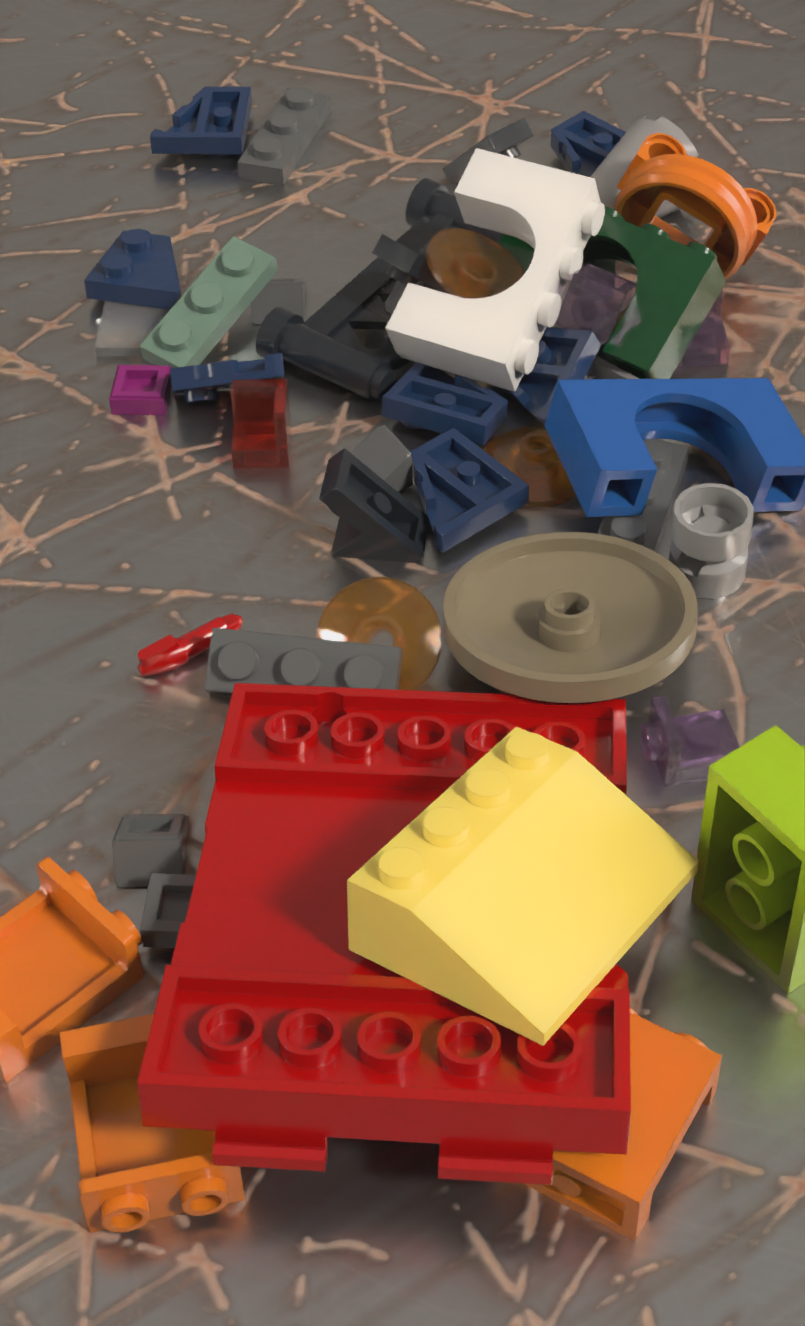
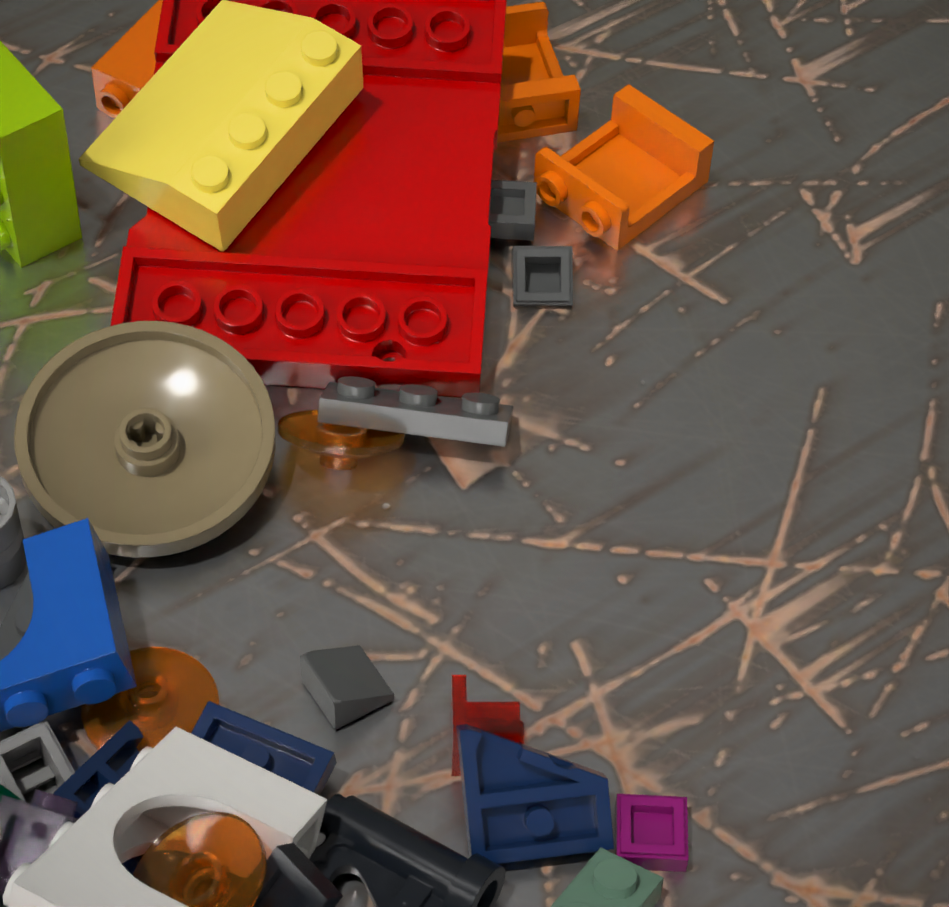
camera: 175 degrees right, 5 degrees up
(174, 652) = (544, 462): red piece -> none
(372, 514) = (349, 589): black slope -> none
(463, 488) = (243, 642): dark blue wing -> none
(685, 743) = (37, 342): clear purple bracket -> none

